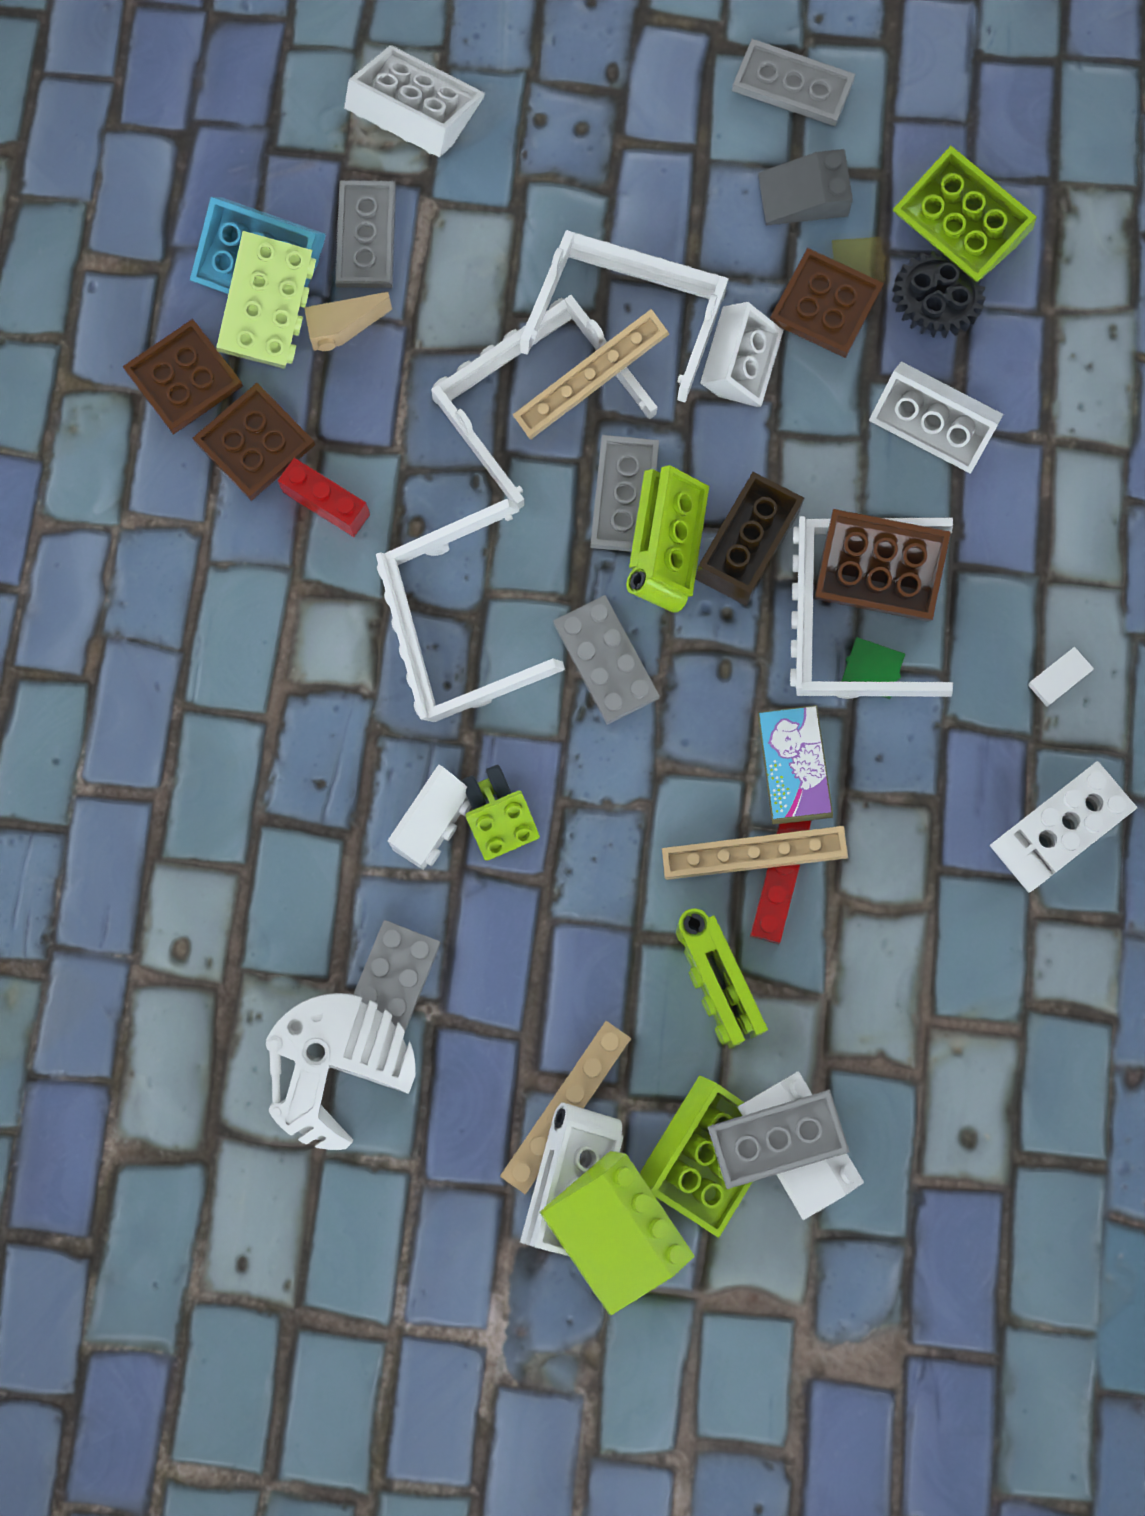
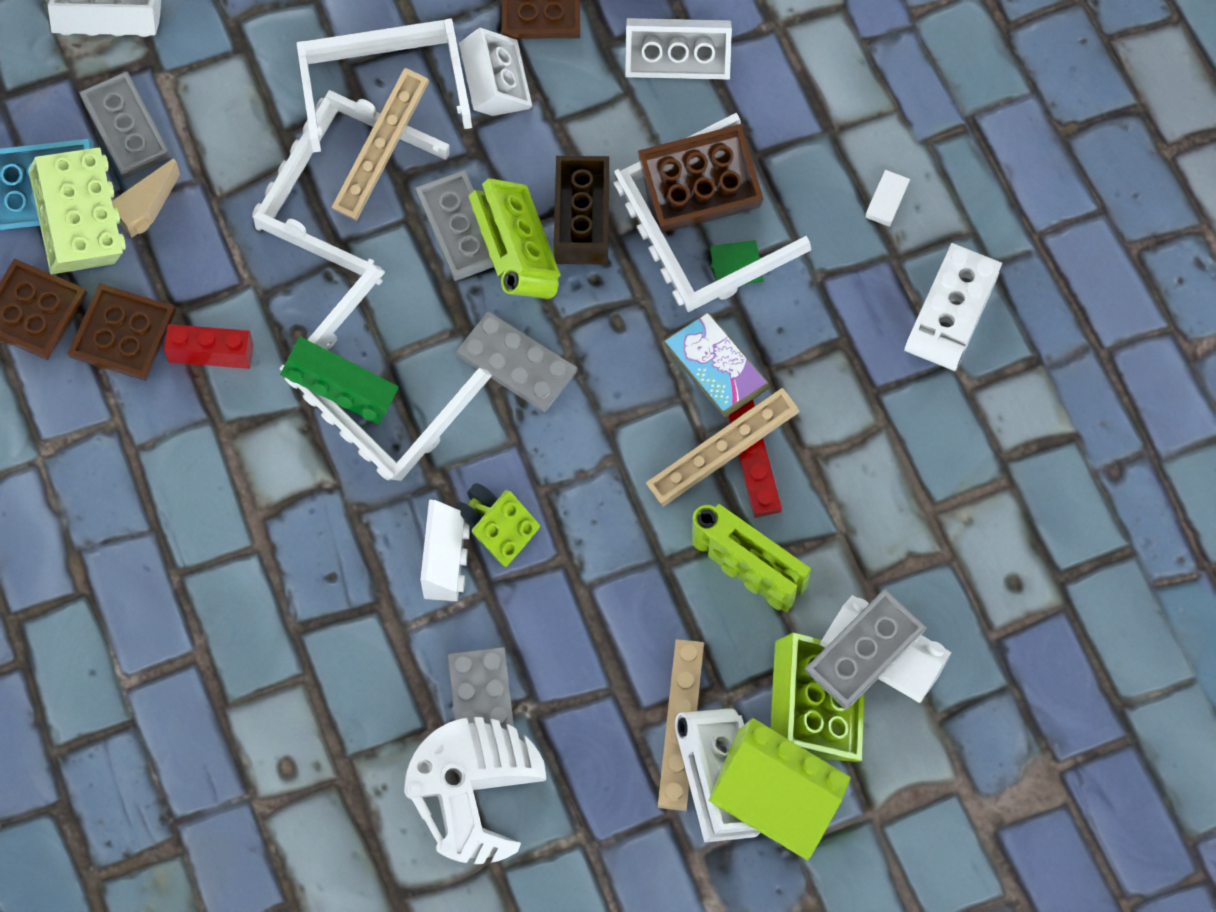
camera: 30 degrees left, 10 degrees down
(422, 596) = (339, 380): none -> green brick

